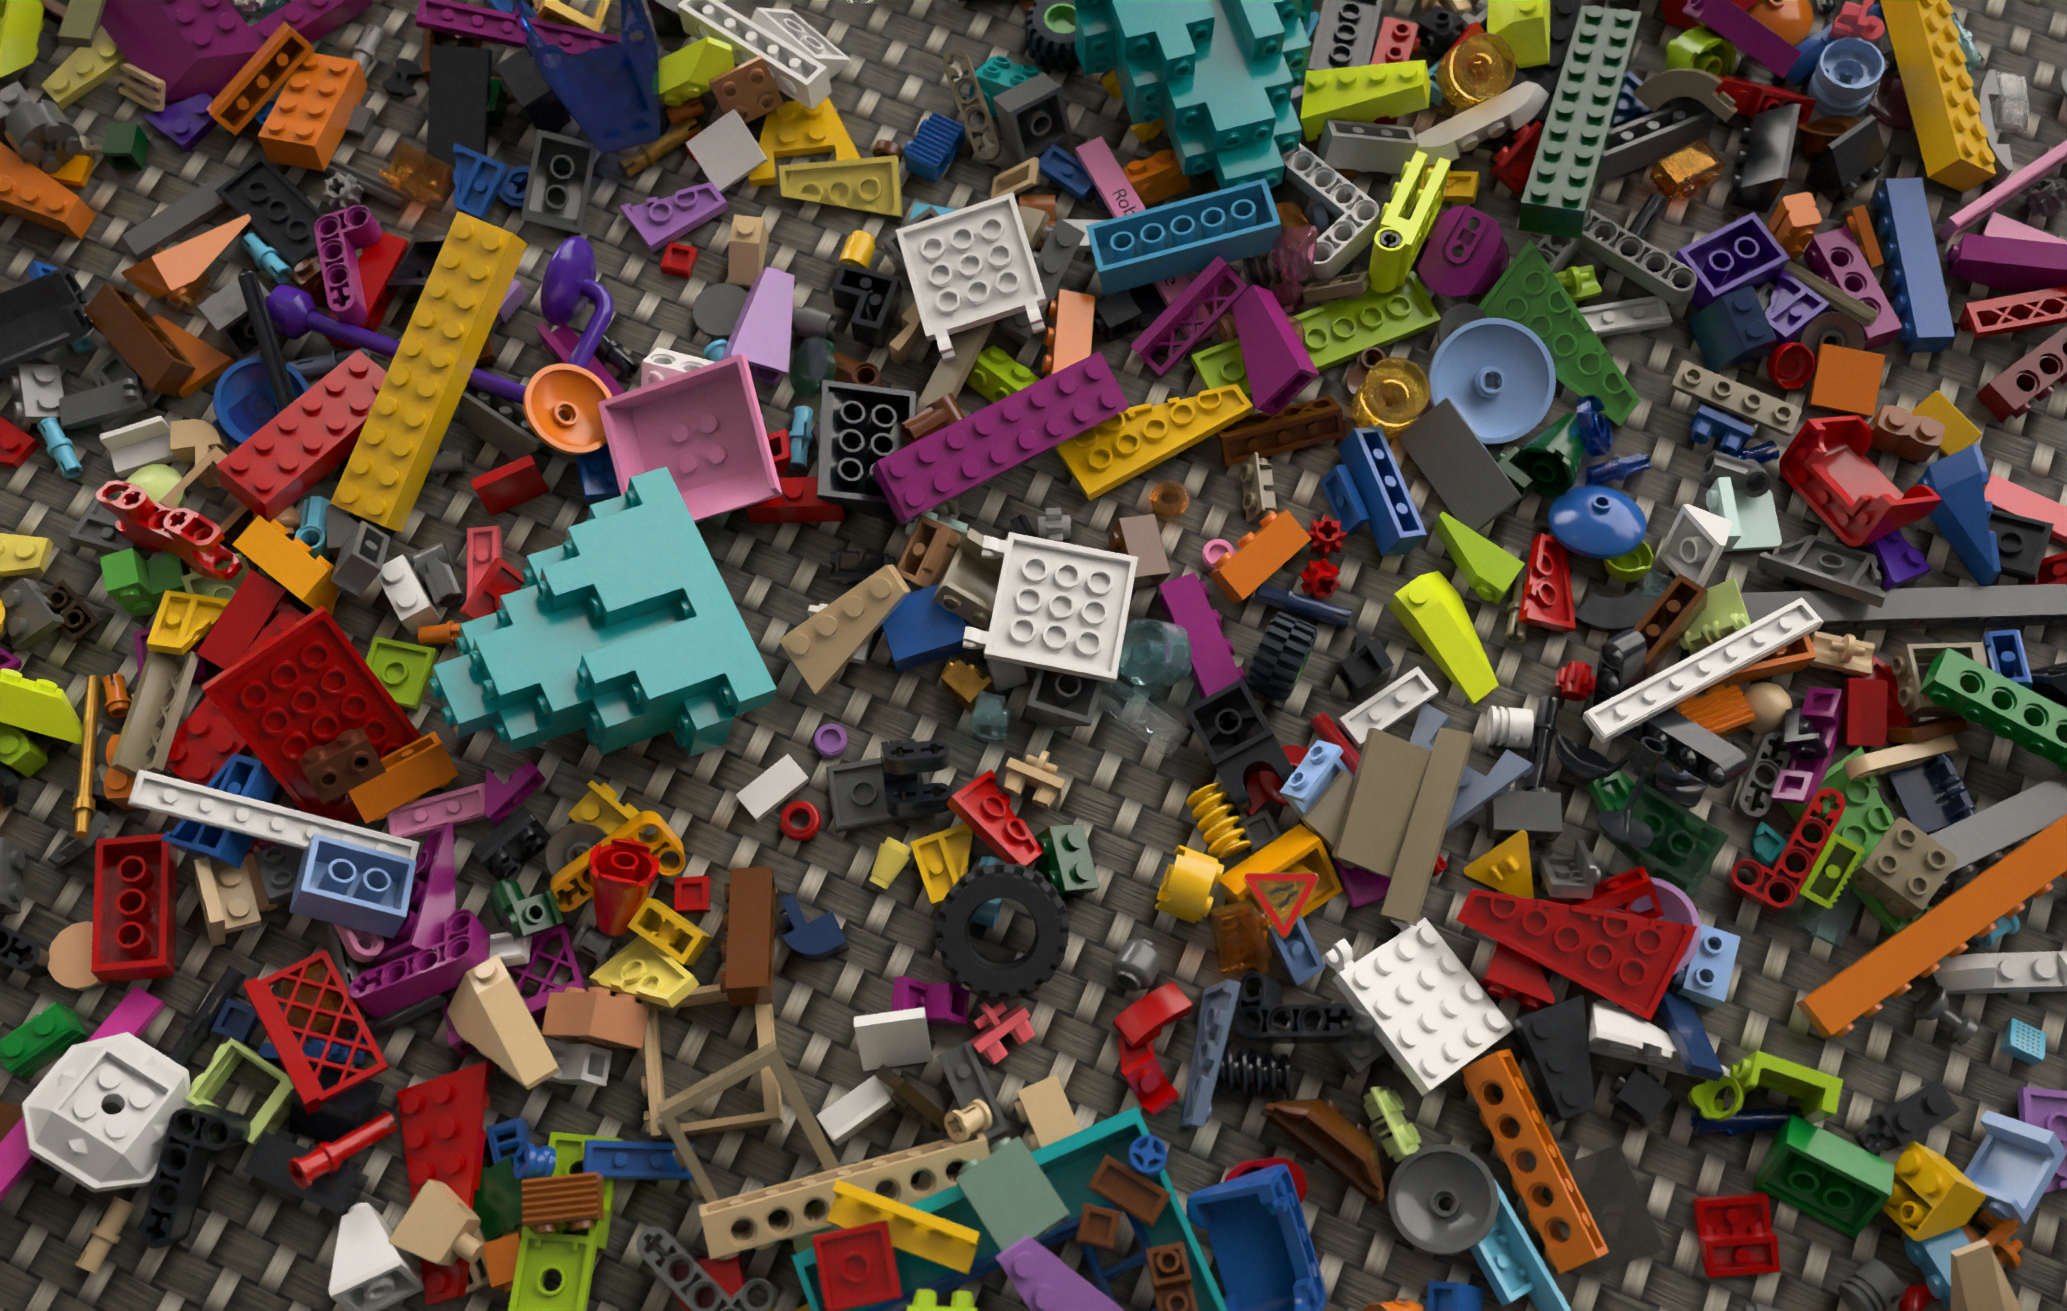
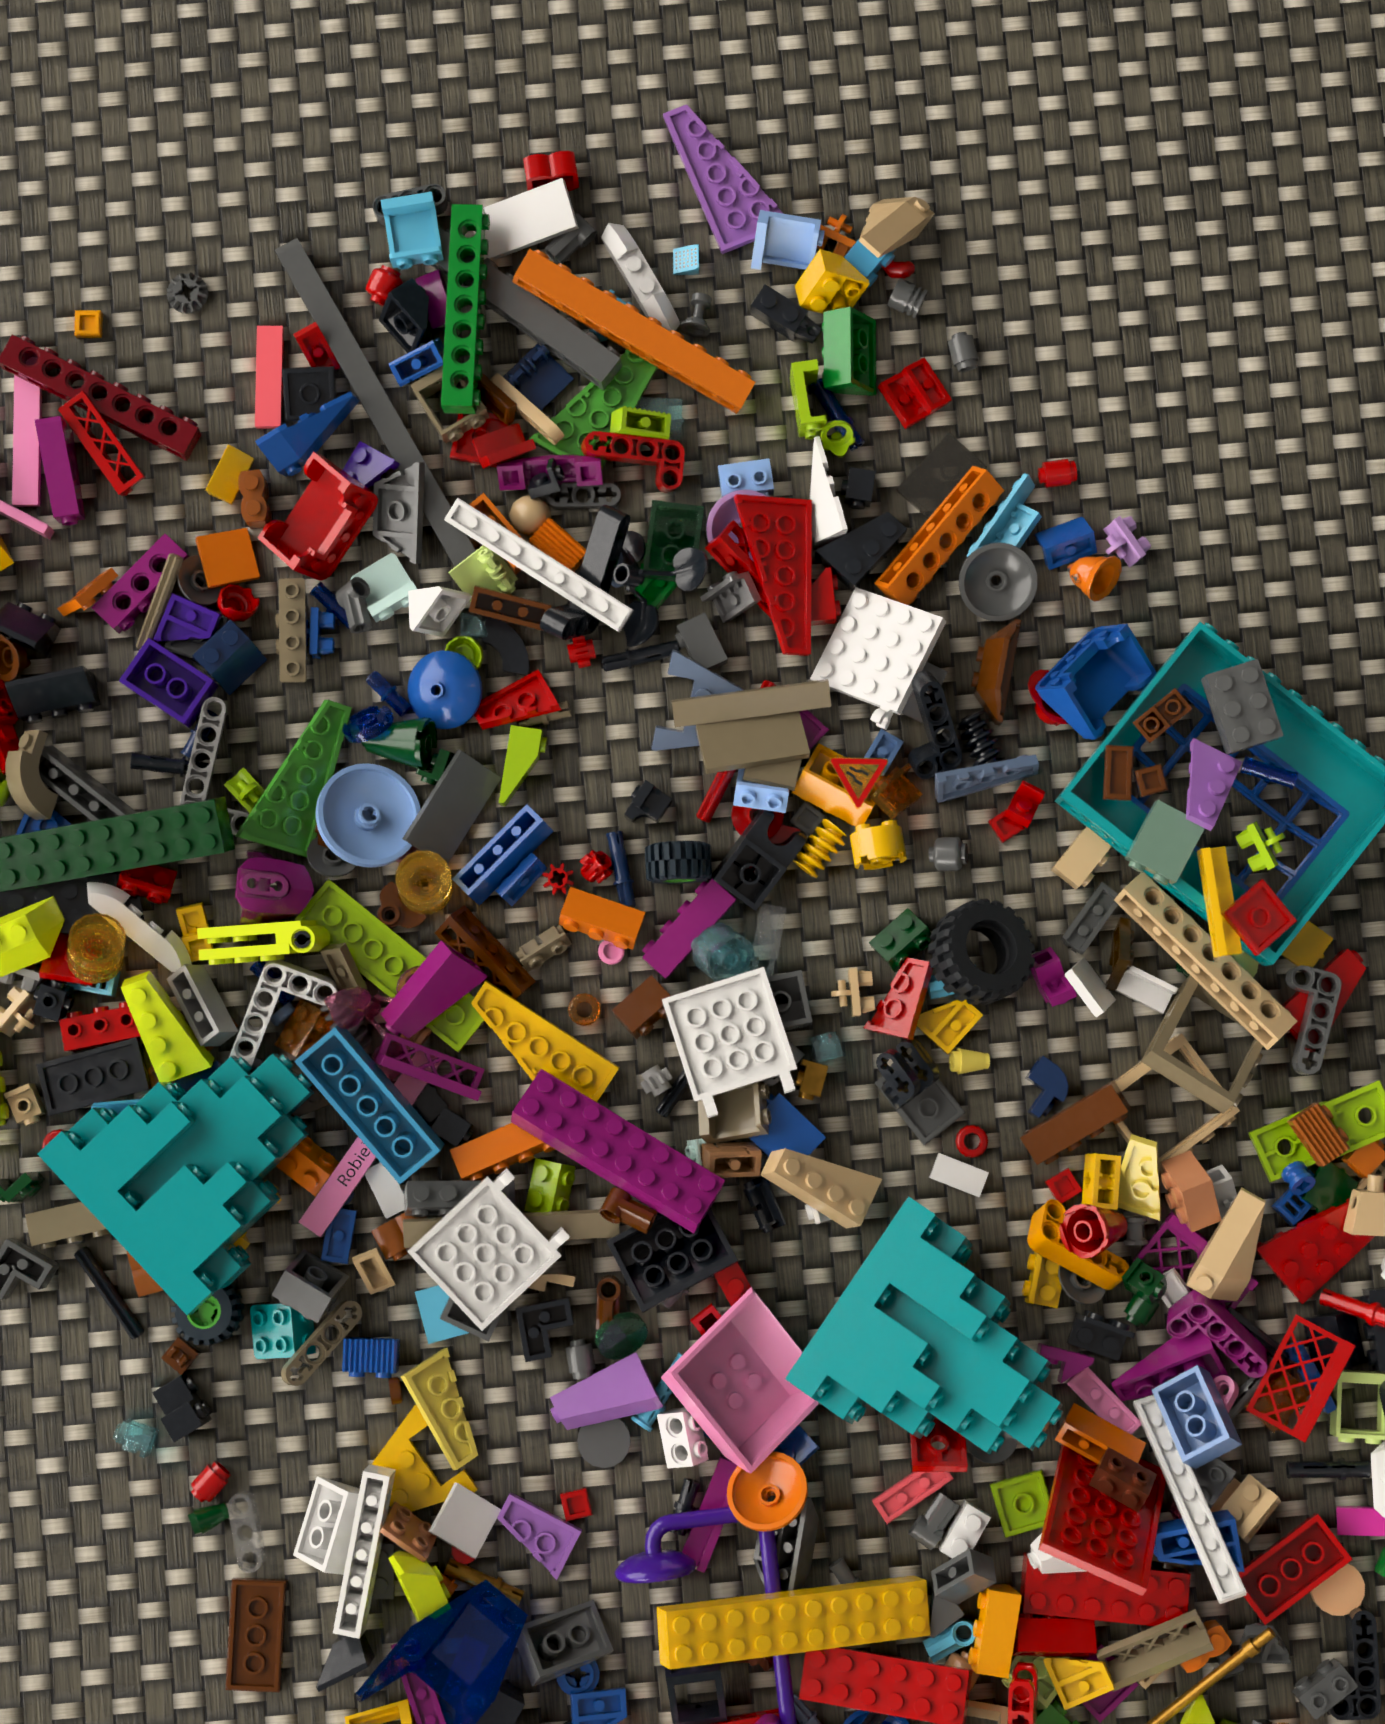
camera: 120 degrees left, 15 degrees up
(117, 699) = (1153, 1698): orange pin -> none
(236, 1021) = (1320, 1446): dark blue plate -> none
(439, 634) = (975, 1486): orange axle -> none
(510, 485) = (842, 1507): red tile -> none
(633, 1160) = (1261, 1117): blue tile -> none
(746, 250) = (545, 1450): tan slope -> none
(800, 437) = (679, 1315): medium azure pin -> none
(831, 740) = (902, 1153): medium lavender tile -> none
(858, 249) = (501, 1361): yellow brick -> none
(968, 1120) = (1117, 908): tan bush -> none
(1014, 1021) = (1042, 925): coral hips -> none
(1148, 1148) = (1095, 769): blue wheel -> none
(1150, 1013) = (976, 827): red slope -> none
(1388, 705) = (668, 773): white plate -> none
(1389, 1104) = (967, 630): yellowish green hinge -> none
(1442, 627) = (585, 761): neon yellow wedge -> none
(1506, 867) = (746, 640): yellow piece -> none
(1509, 726) = (641, 682): white piece -> none
(1627, 316) = (251, 745): white tile -> none
(1687, 170) = (91, 749): clear orange brick -> none
(1689, 1037) = (807, 470): dark blue tile -> none
(1766, 844) = (633, 475): teal tile -> none
(1795, 223) = (113, 647): orange brick -> none
(1842, 654) = (464, 477): tan hips -> none
(1904, 869) = (615, 375): dark tan bracket -> none
(1913, 265) = (95, 546): brick -> none

